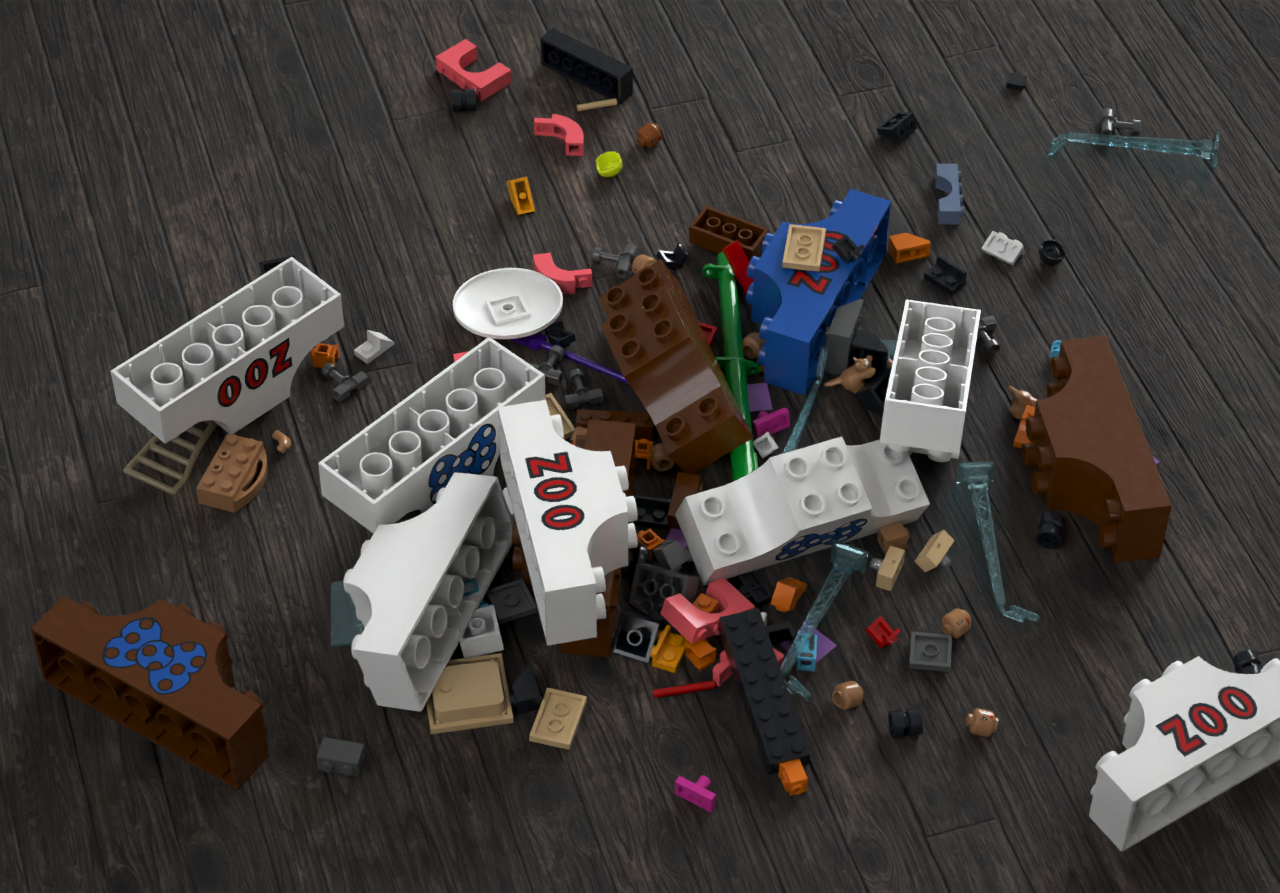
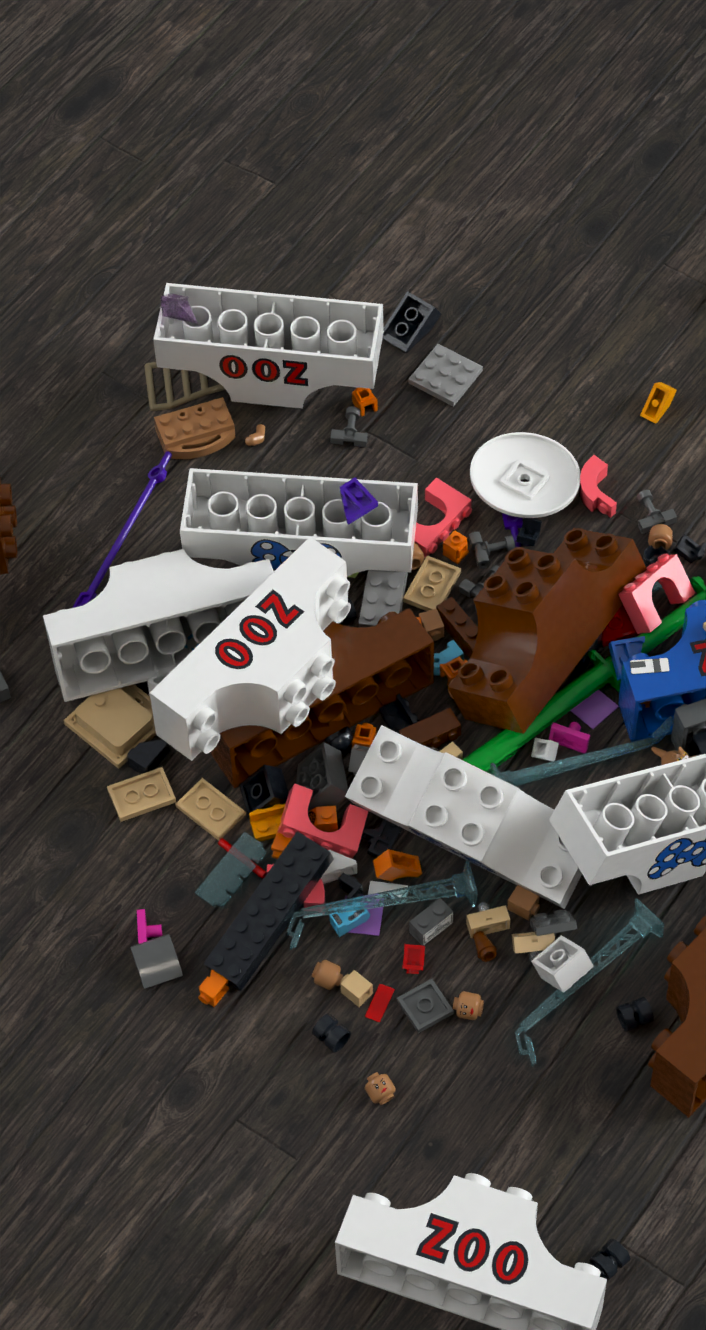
camera: 55 degrees right, 10 degrees up
(148, 376) = (177, 307): none -> clear purple slope
(326, 643) = (156, 475): none -> dark purple bar
(359, 295) = (445, 374): none -> light grey plate
(373, 347) = (406, 424): white slope -> none
(468, 378) = (356, 500): none -> dark purple wing
(615, 682) = (210, 809): none -> tan tile
(691, 701) = (226, 873): none -> clear light blue windscreen
(698, 289) = (638, 594): none -> coral arch
(734, 798) = (156, 961): none -> dark grey slope
(741, 342) = (622, 650): none -> blue wing
(785, 316) = (649, 665): none -> white sticker
(799, 615) = (376, 887): none -> white sticker
(859, 601) = (431, 921): none -> dark grey brick
(877, 684) = (356, 988): none -> tan brick
(899, 681) = (379, 1003): none -> red sticker
(910, 584) = (485, 949): none -> reddish brown cone
(931, 528) = (553, 923): none -> dark grey plate
(974, 541) = (562, 963): none -> white brick

